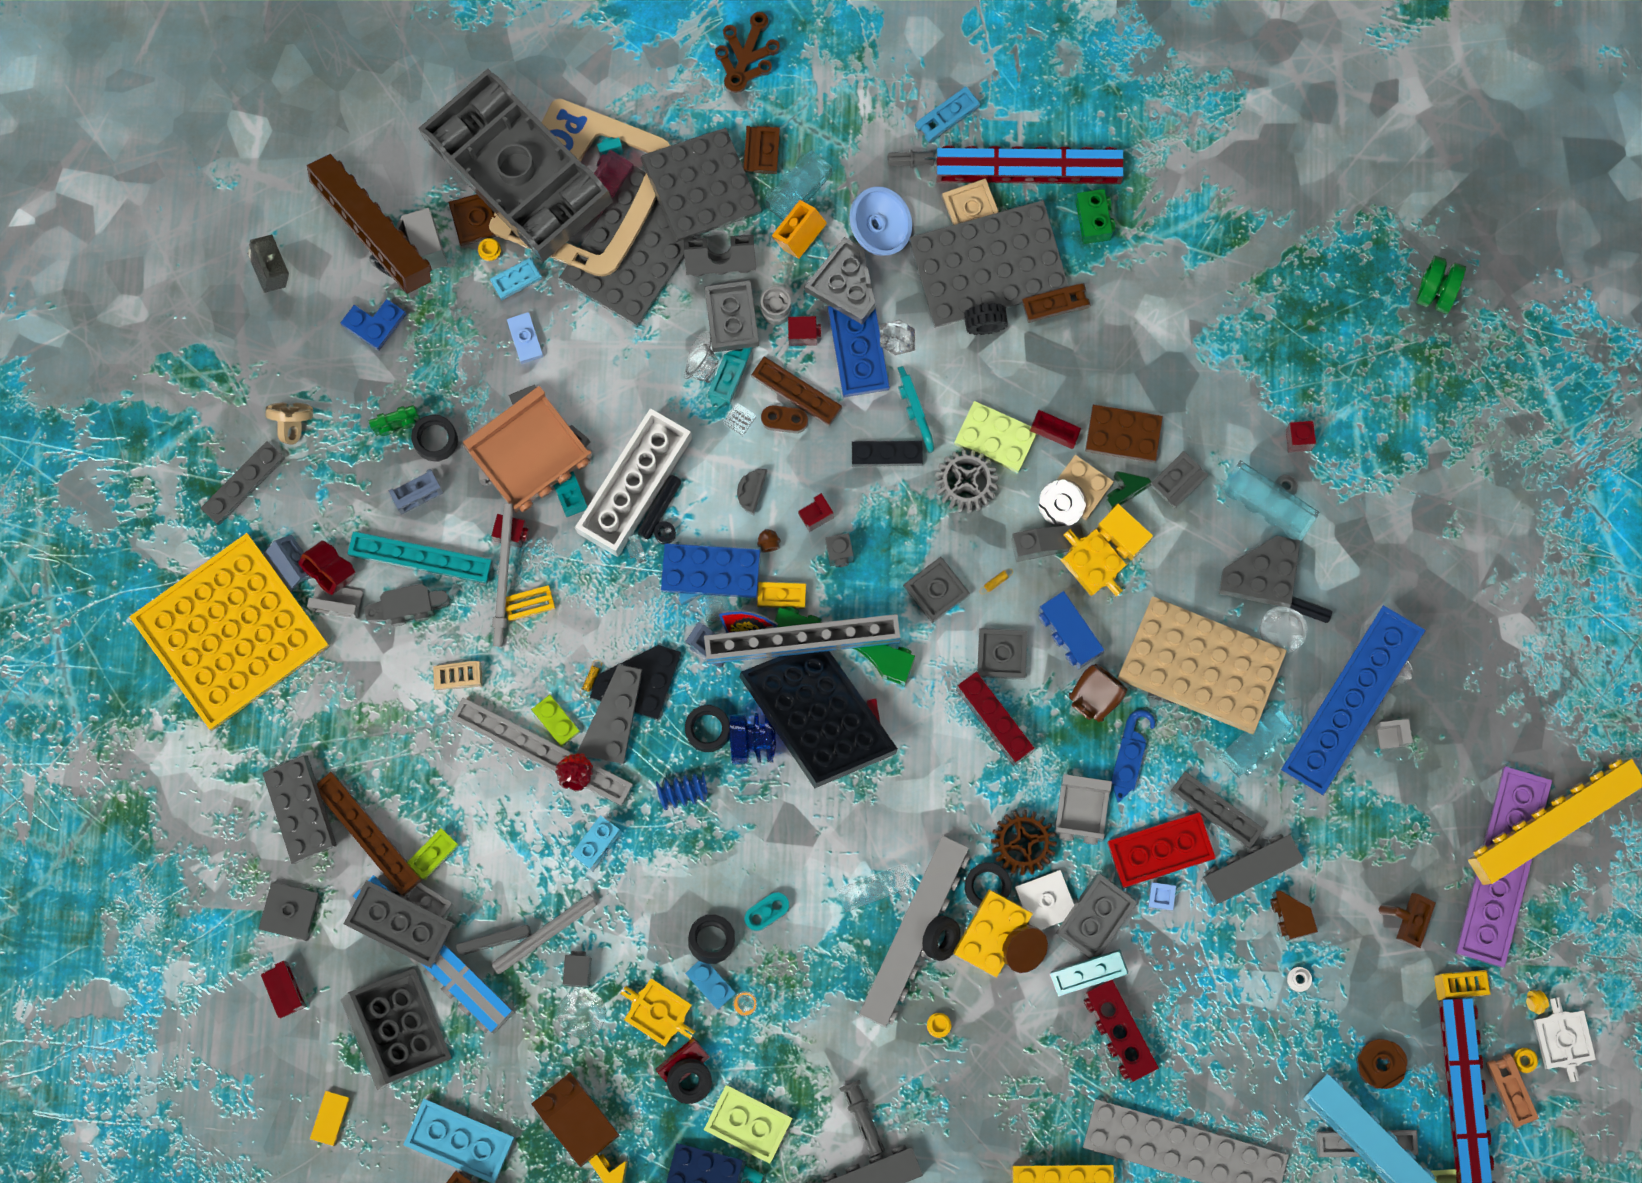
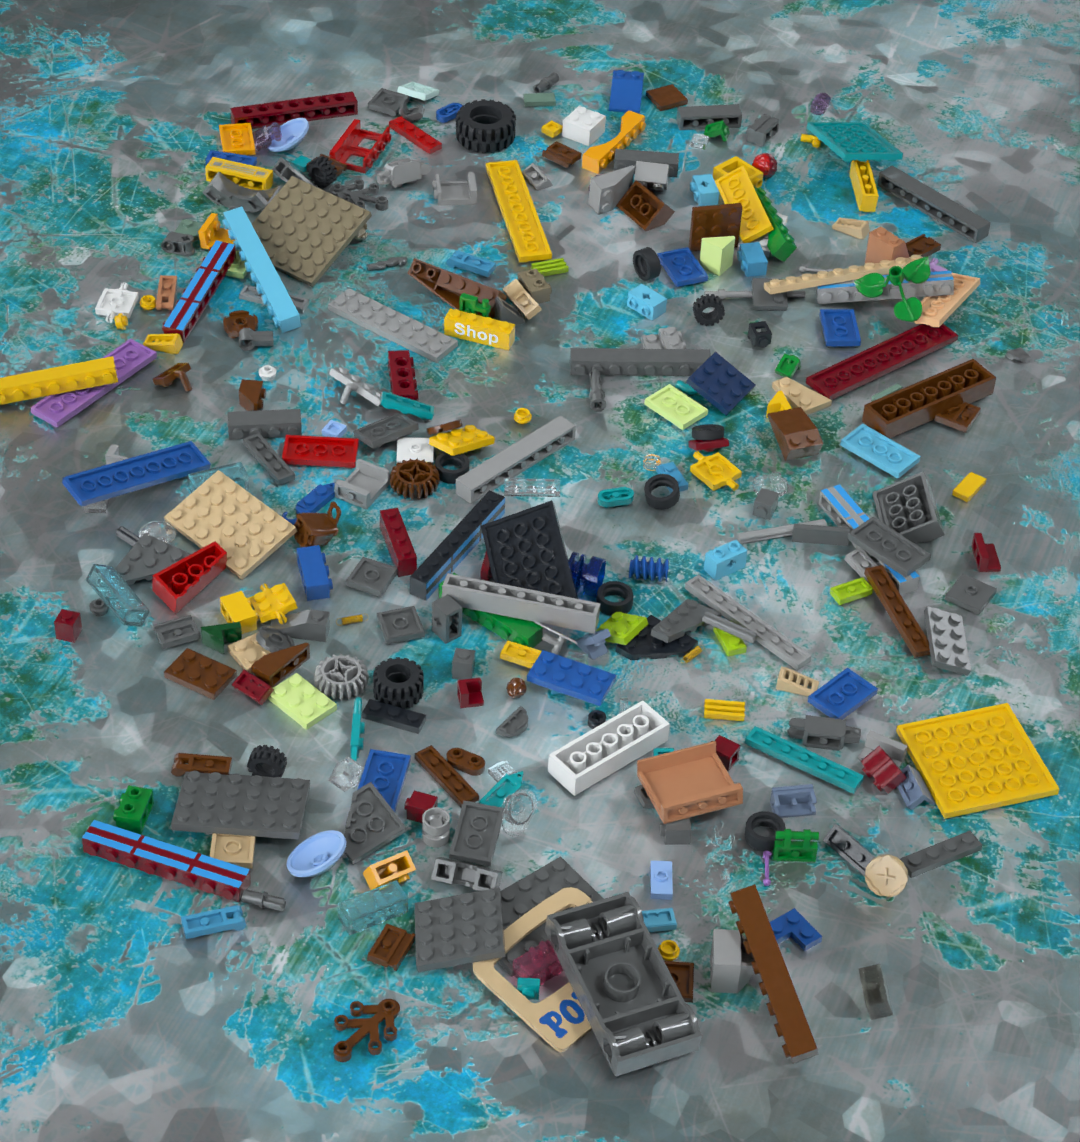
camera: 165 degrees left, 35 degrees down
(334, 444) = (849, 848): none -> plate
(401, 674) = (842, 694): none -> blue plate
(416, 378) = (767, 855): none -> medium lavender hinge
(499, 621) = (751, 704): light grey bar -> none
(556, 720) = (729, 627): none -> axle
(574, 772) = (726, 589): dark red piece -> none
(683, 678) = (623, 627): none -> lime plate
(883, 601) = (446, 619): none -> dark grey brick
(898, 471) = (398, 682): none -> black tyre
(922, 743) = (456, 546): none -> black brick
(932, 934) = (499, 446): black tyre -> none
(1044, 468) = (280, 664): none -> reddish brown slope
(1167, 993) = (354, 383): none -> light grey plate
(1207, 556) = (189, 576): none -> red wedge
(1350, 1036) = (249, 339): none -> dark grey piece

